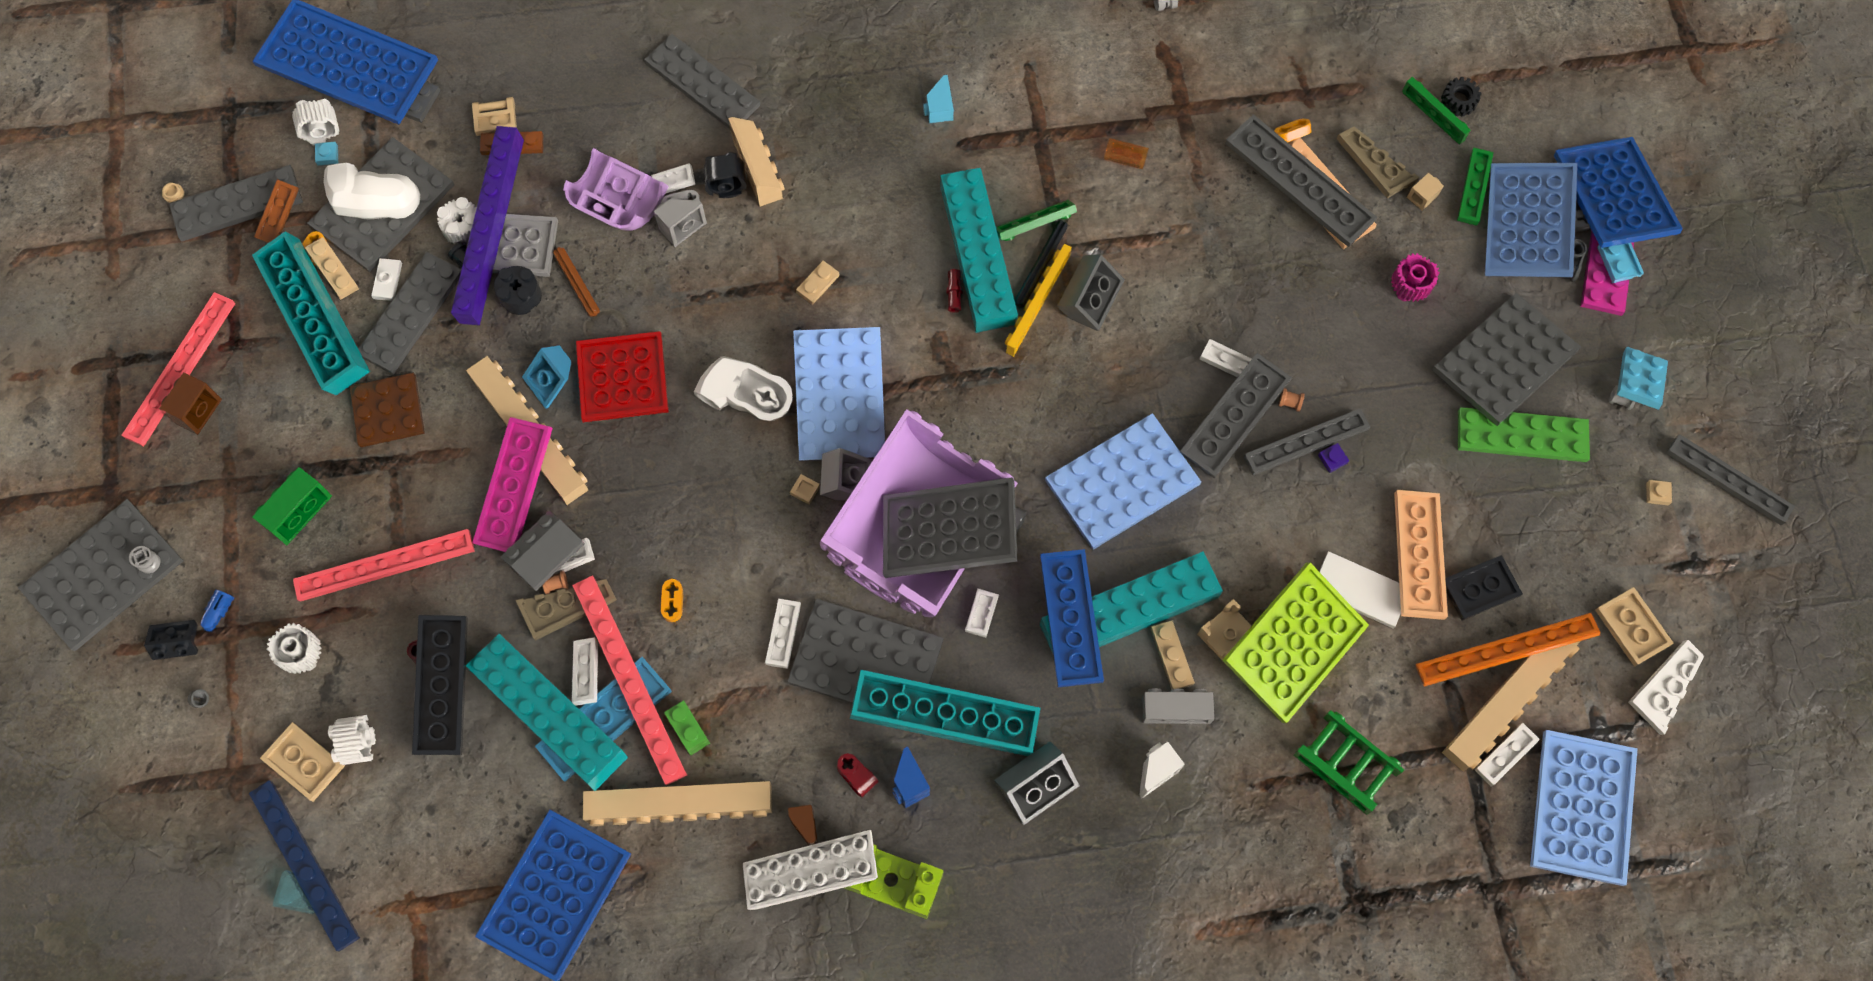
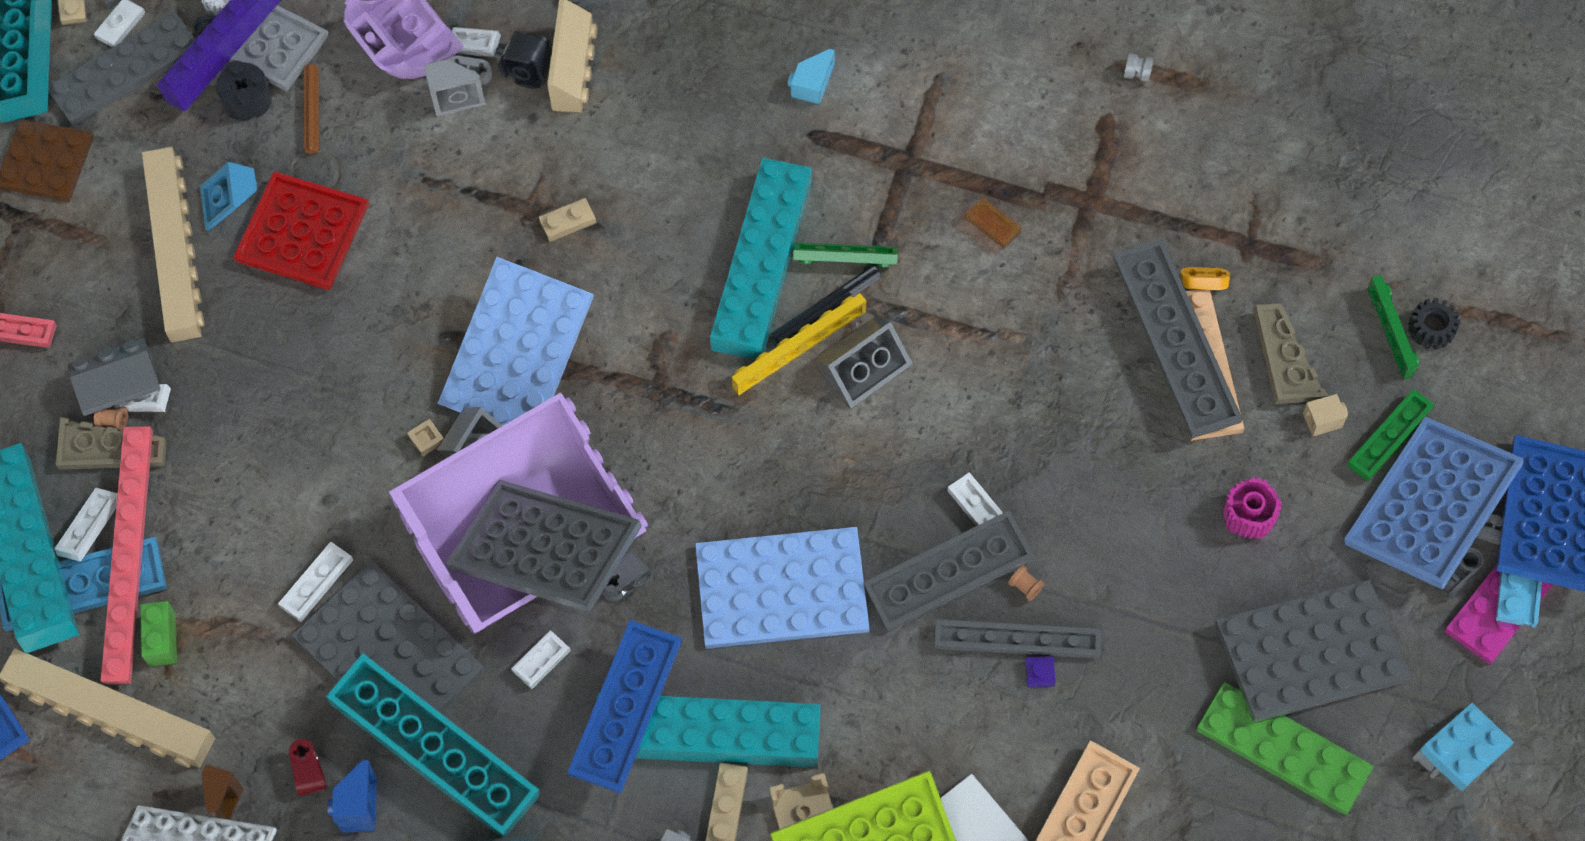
camera: 30 degrees right, 5 degrees down
(512, 484) = (122, 293): dark pink plate -> none
(677, 601) = (218, 492): light orange beam -> none
(744, 389) = (419, 299): white piece -> none
(954, 290) = (710, 293): dark red pin -> none

